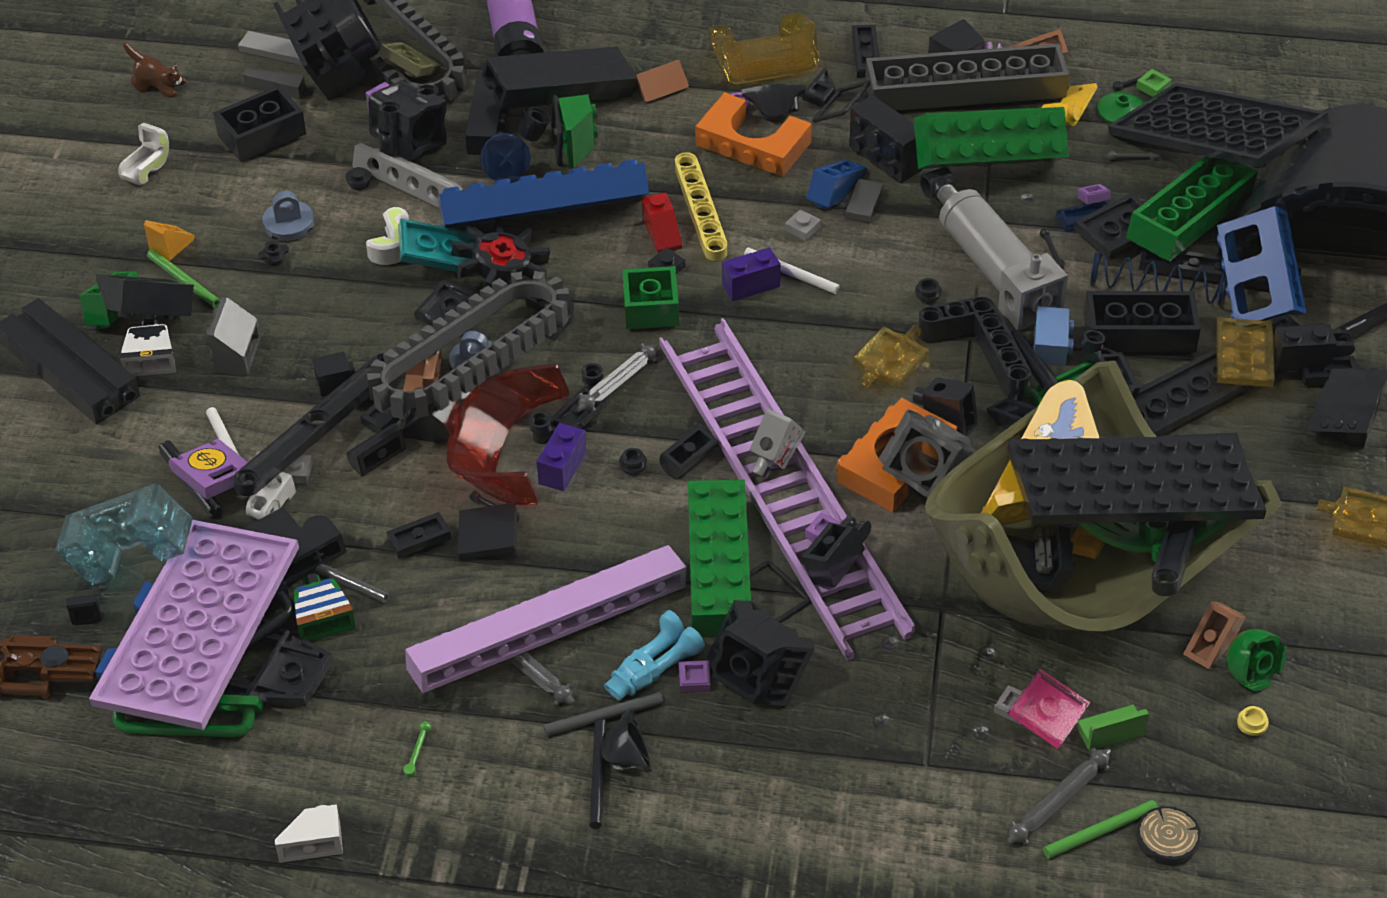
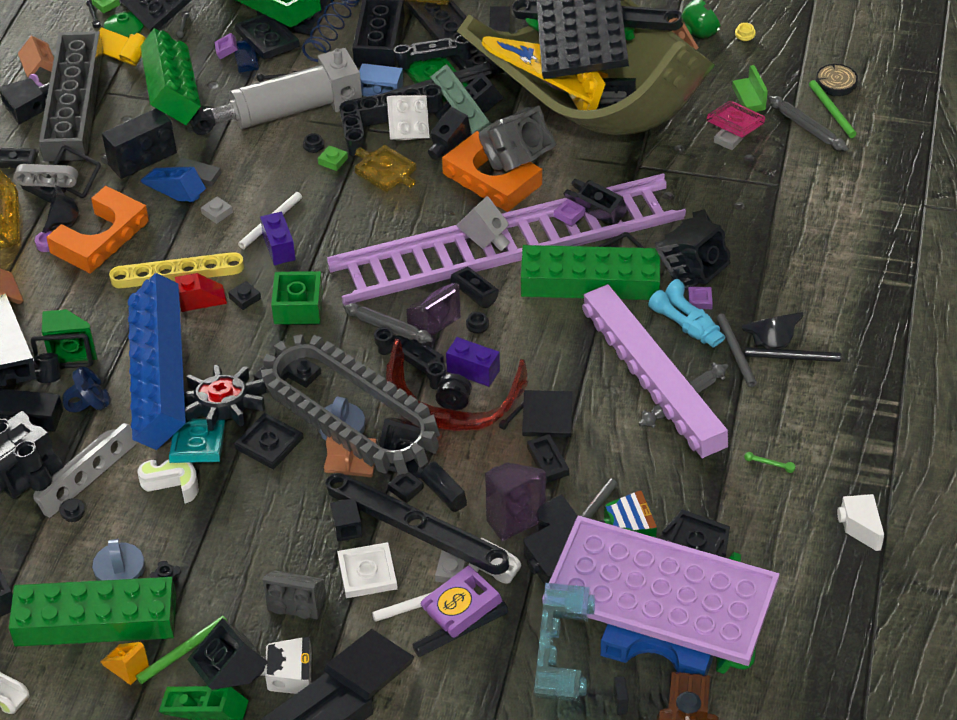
camera: 85 degrees left, 0 degrees up
(137, 403) = (369, 664): none -> black tile
(224, 208) = (93, 611): none -> green brick
(267, 397) = (367, 570): none -> white plate
(328, 482) = (513, 498): none -> clear purple slope
(511, 442) = (453, 392): none -> black wheel
(638, 415) = (436, 309): none -> clear purple slope
(825, 79) = (26, 176): none -> light grey beam
(906, 311) = (332, 158): none -> bright green plate
(967, 353) = (408, 117): none -> white plate
(1011, 407) = (460, 98): none -> sand green tile

